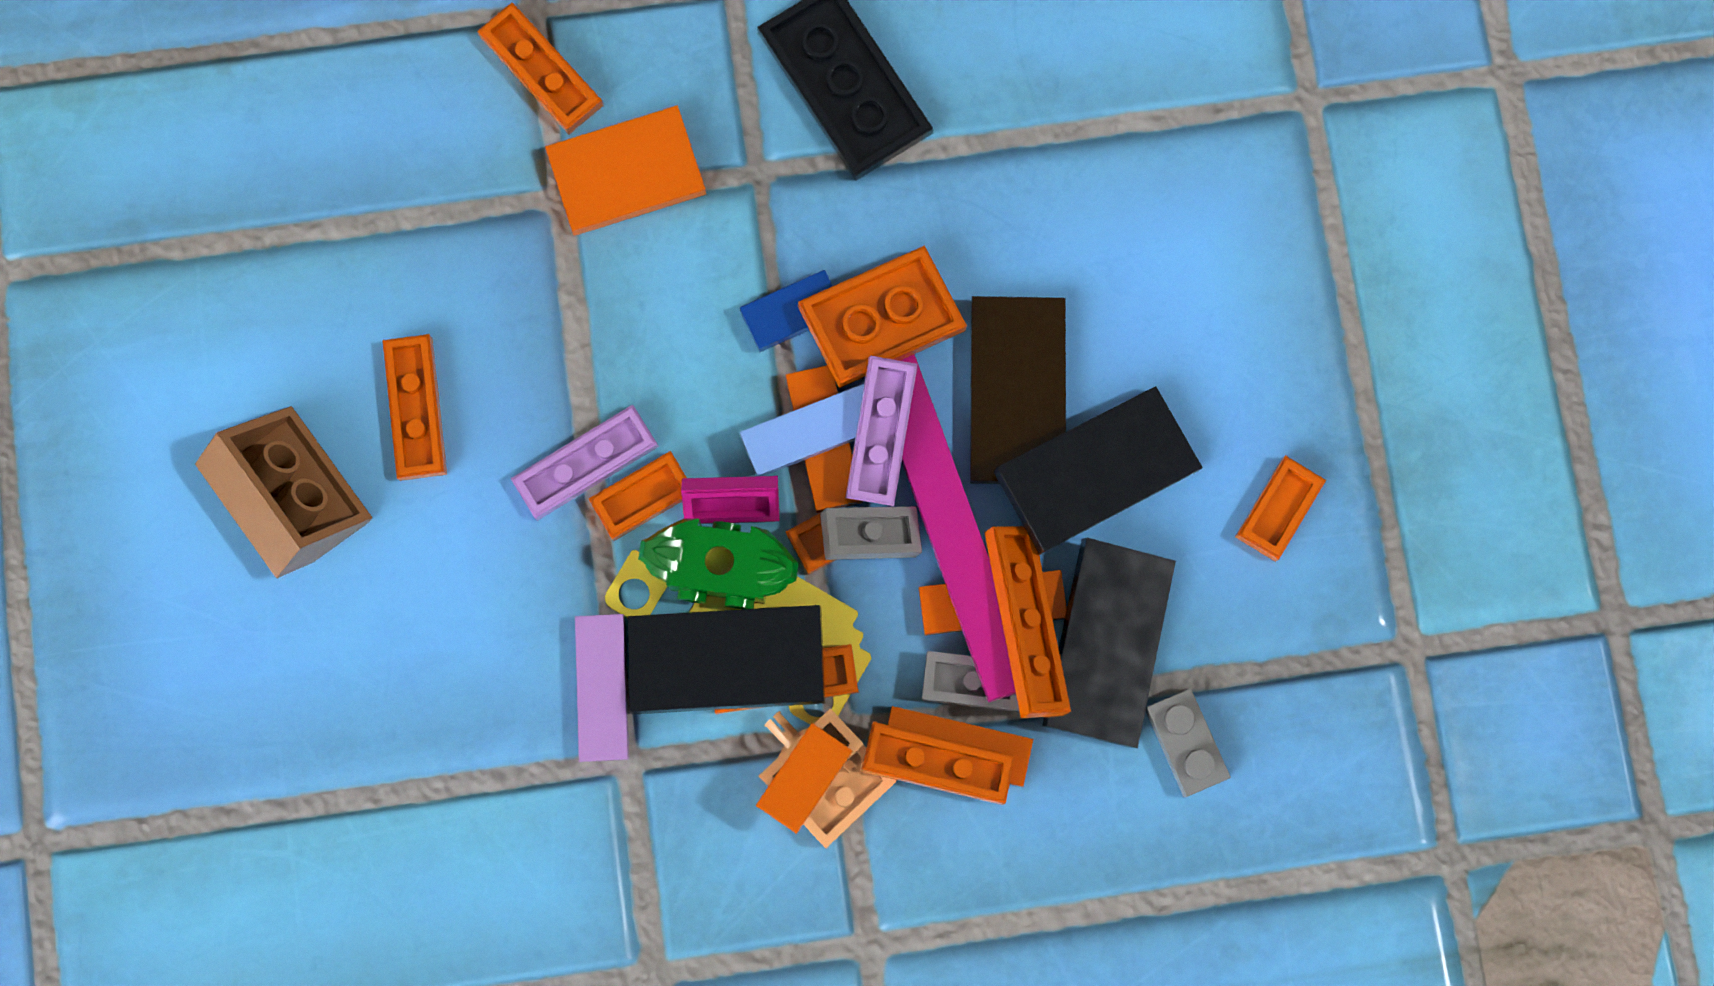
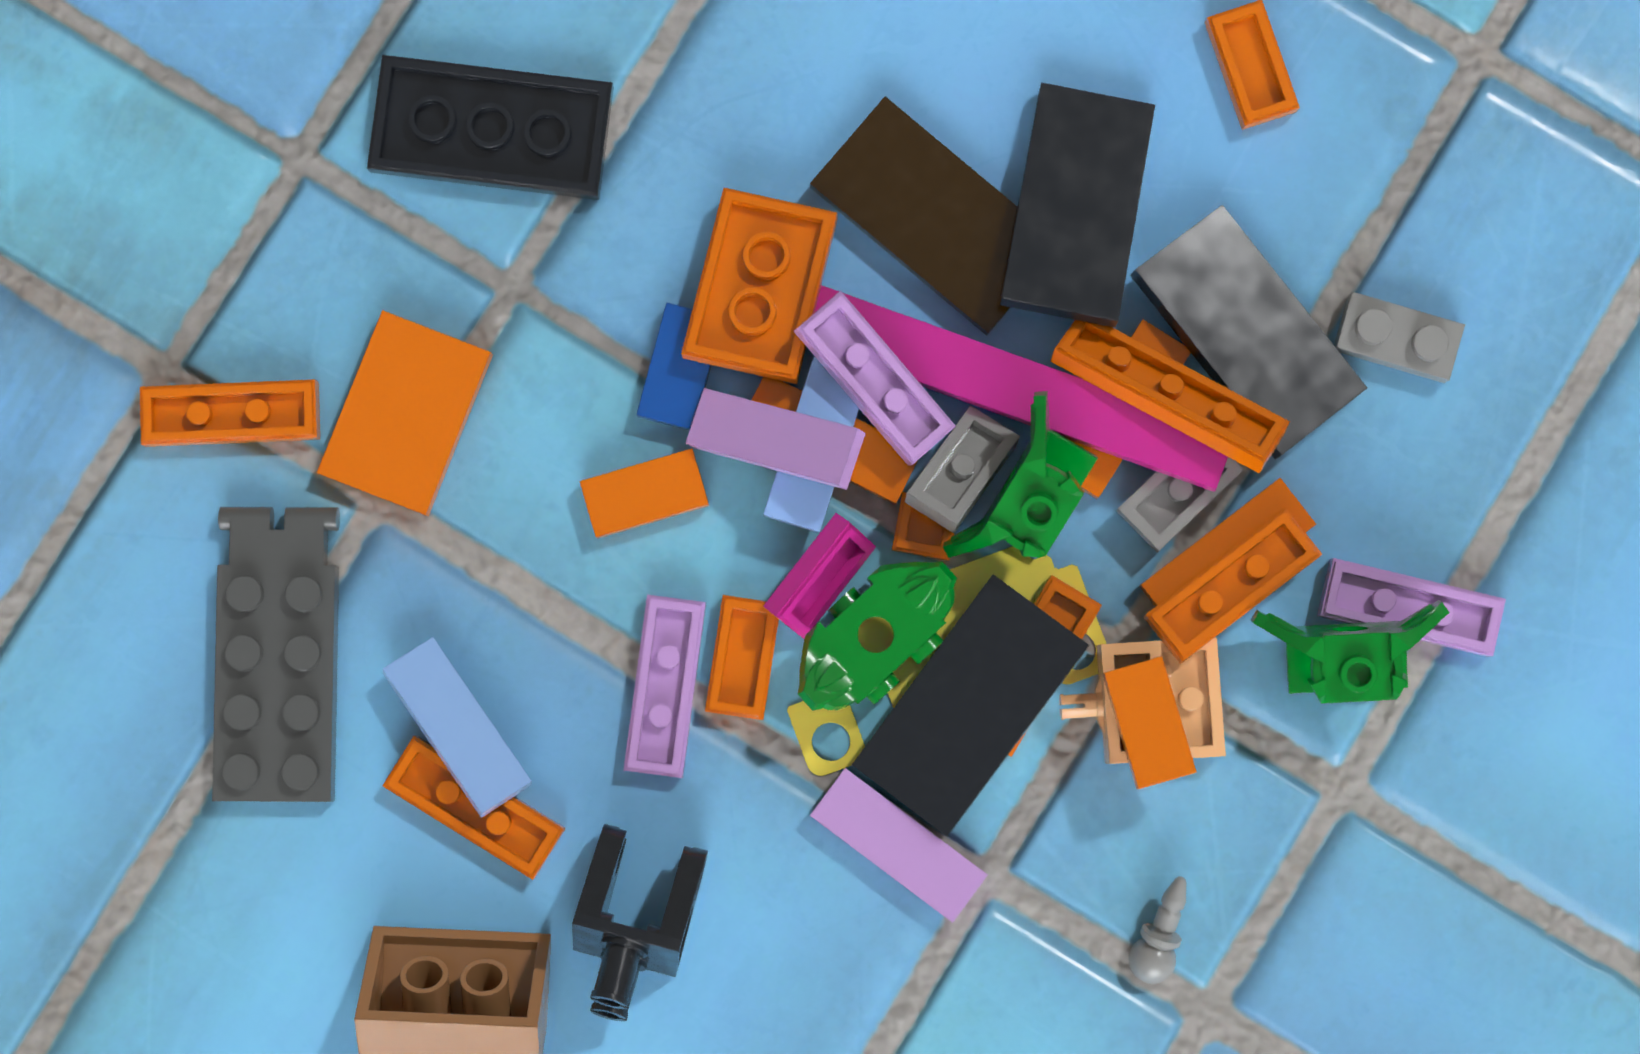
camera: 45 degrees left, 5 degrees up
(393, 567) = (626, 948): none -> black piece
(411, 215) = (276, 657): none -> dark grey hinge
(454, 355) = (457, 727): none -> light blue tile
(661, 908) = (1153, 956): none -> light grey bar
(695, 352) = (644, 493): none -> orange tile
(793, 400) = (775, 438): none -> lavender tile
(893, 588) = (1036, 494): none -> green piece
(953, 877) = (1353, 658): none -> green piece
(1021, 893) = (1375, 595): none -> lavender tile

